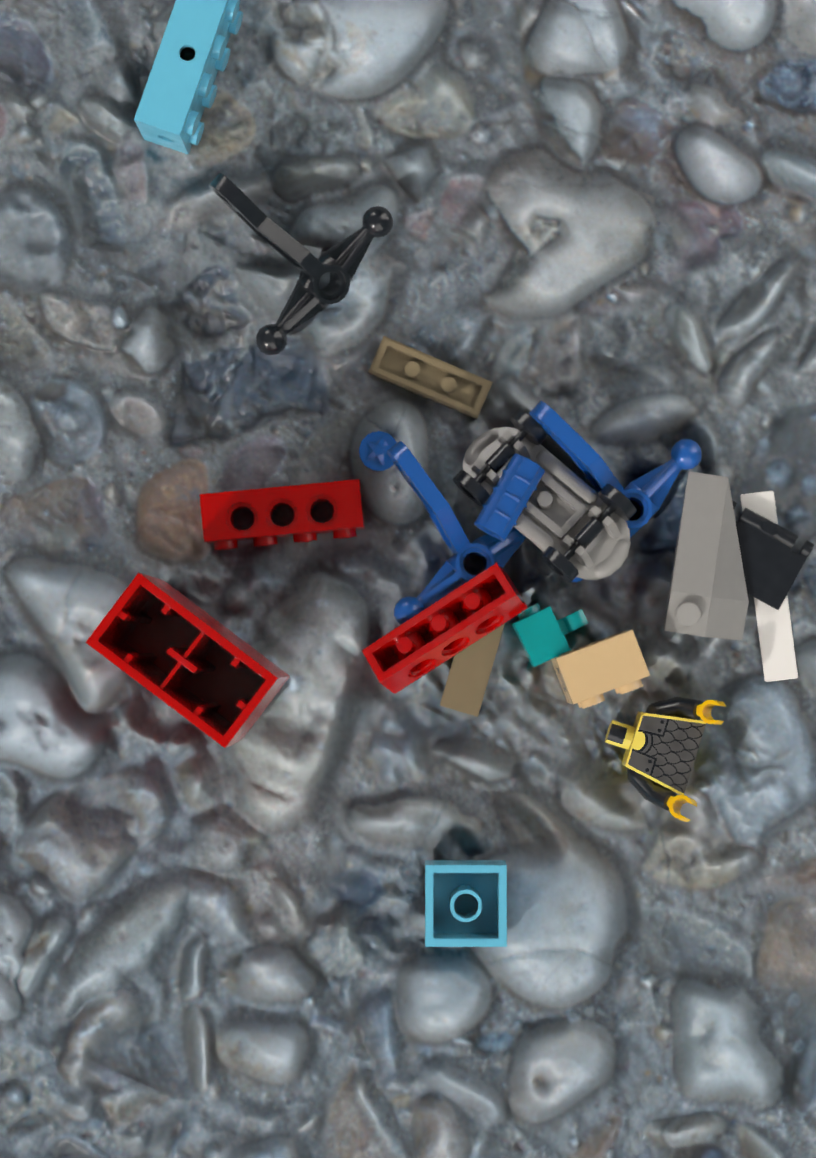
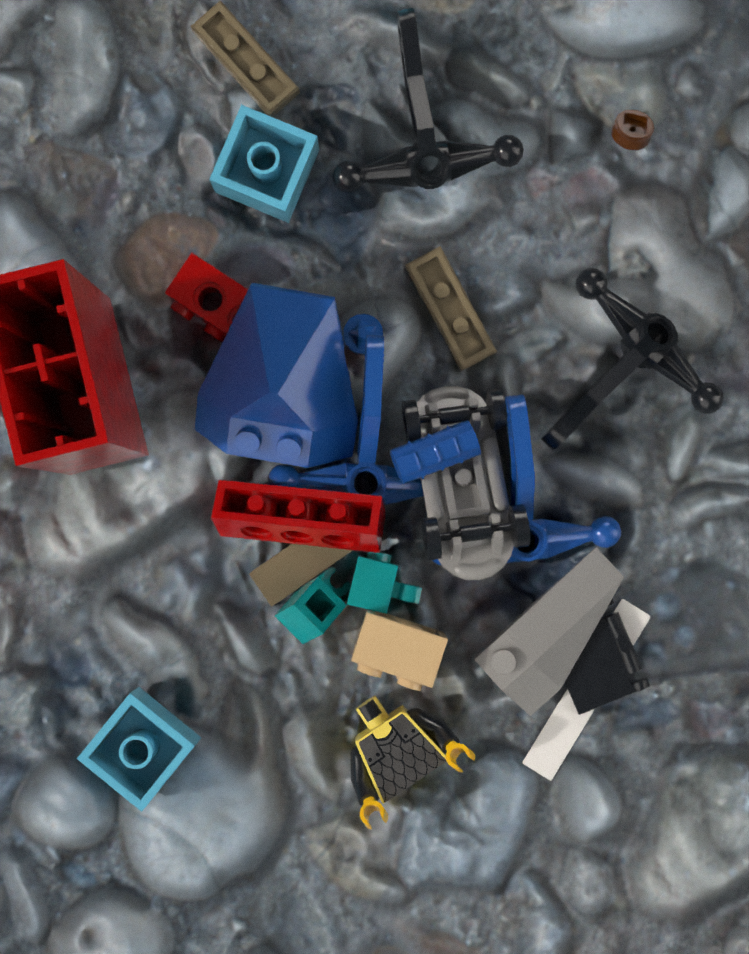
camera: 35 degrees right, 0 degrees up
(115, 311) = (245, 59): none -> dark tan tile
(199, 381) = (264, 163): none -> medium azure brick
(348, 539) = (281, 382): none -> blue wedge
(459, 127) = (632, 129): none -> reddish brown tile
(510, 690) = (313, 607): none -> teal brick
(601, 284) = (645, 343): none -> black piece

